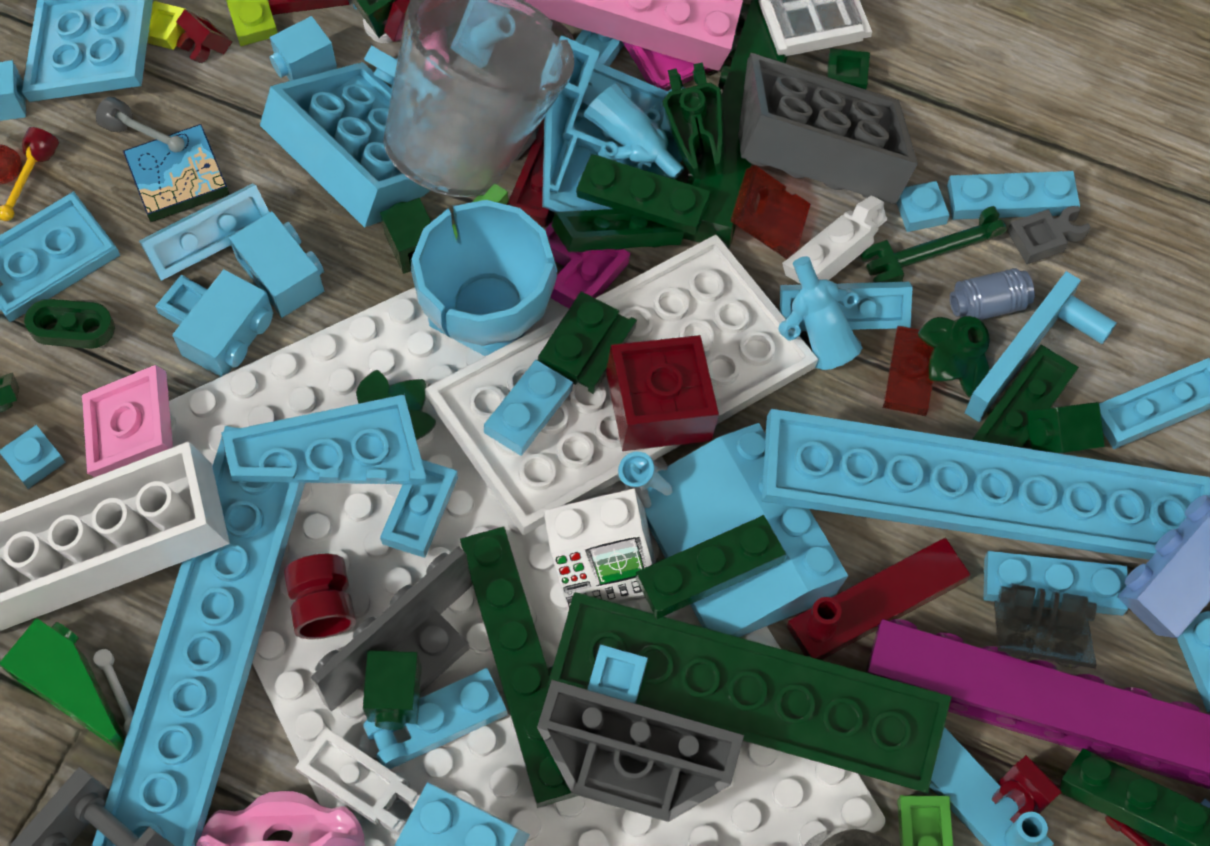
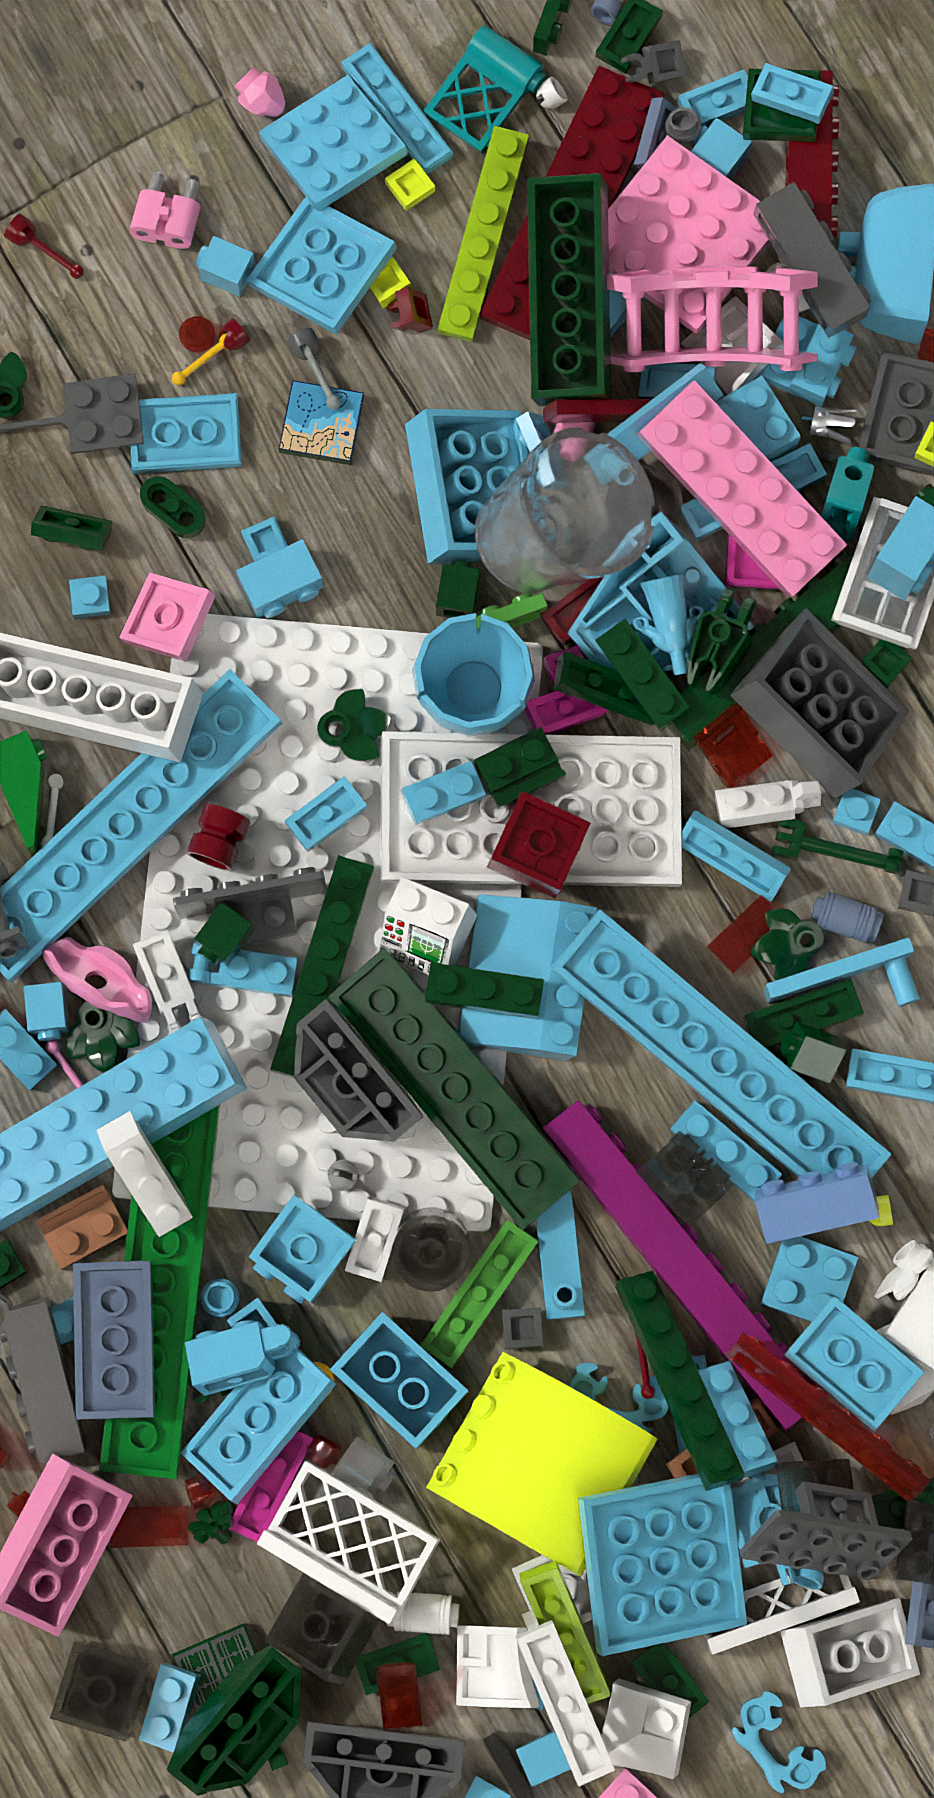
camera: 35 degrees right, 15 degrees up
(203, 232) = (312, 493): medium azure plate -> none
(278, 263) = (347, 553): medium azure brick -> none
(302, 51) = (476, 377): medium azure brick -> none
(339, 445) = (297, 739): medium azure wing -> none
(617, 674) = (373, 1022): medium azure plate -> none
(640, 472) = (482, 894): medium azure piece -> none
(824, 320) = (702, 867): medium azure piece -> none
(886, 596) = (595, 1083): dark red piece -> none
(1027, 787) = (592, 1271): dark red tile -> none

